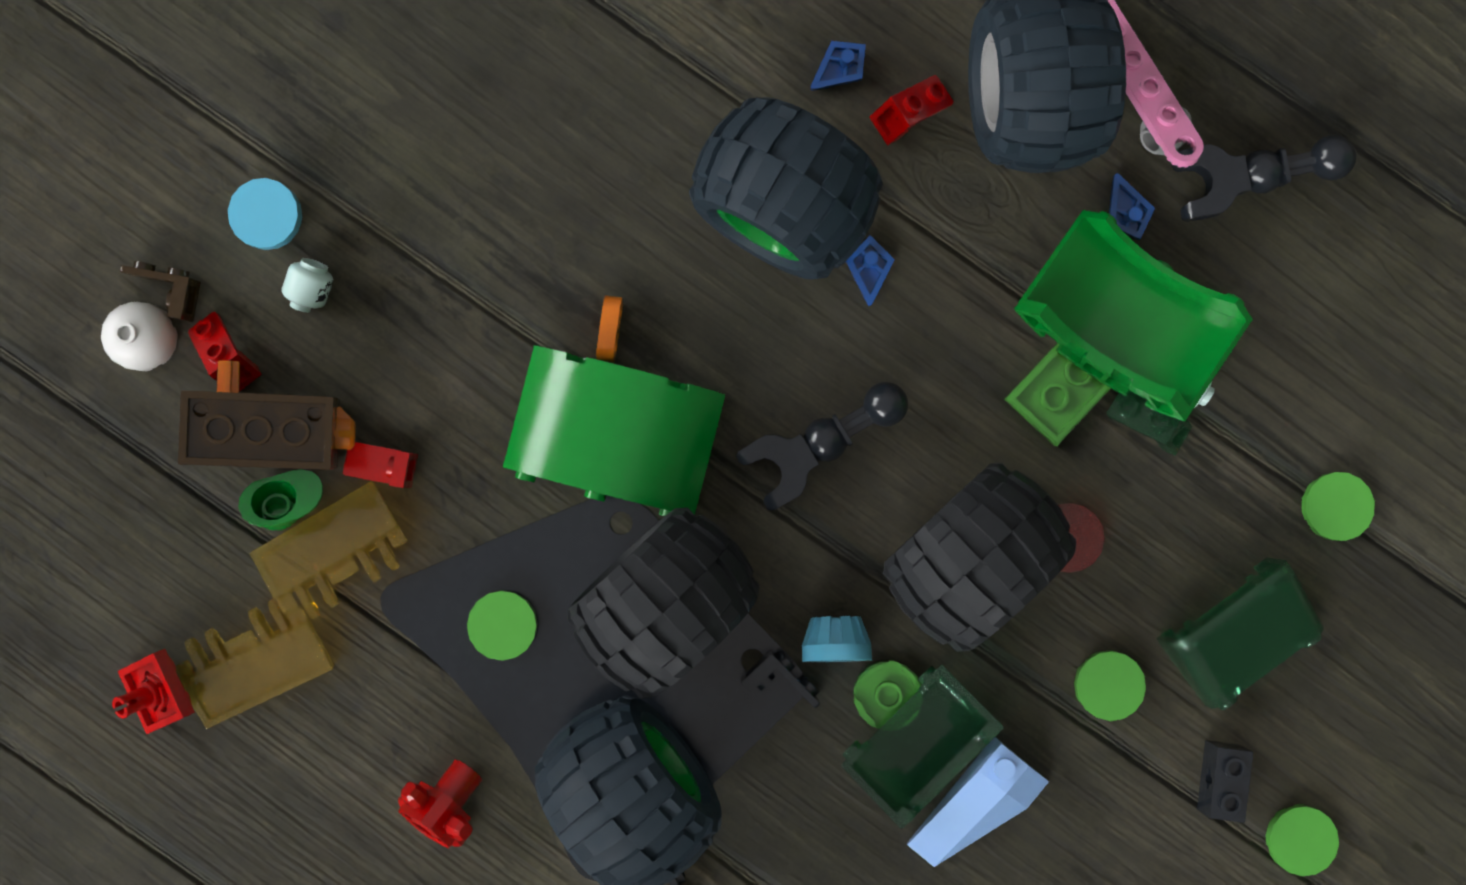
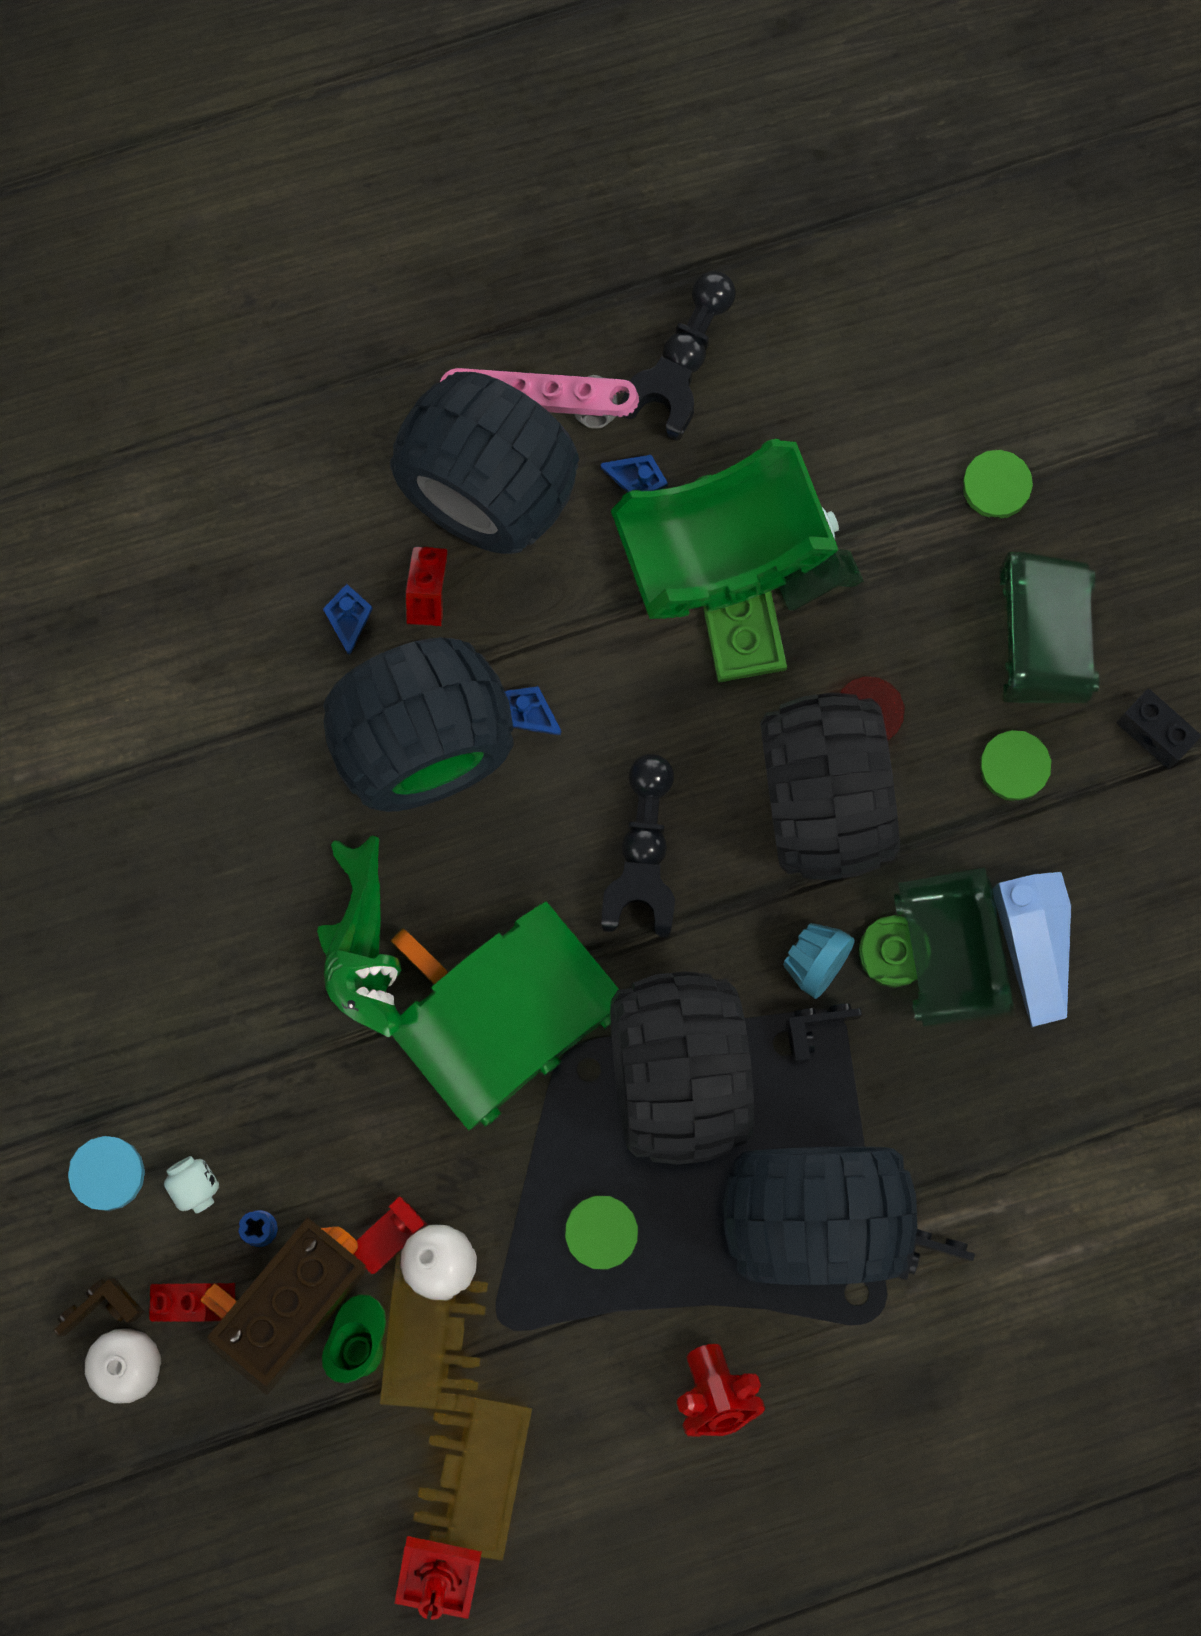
camera: 55 degrees left, 10 degrees down
(317, 370) = (269, 1228): none -> blue bush
(384, 519) = (438, 1262): none -> white cylinder
(559, 284) = (353, 967): none -> green piece

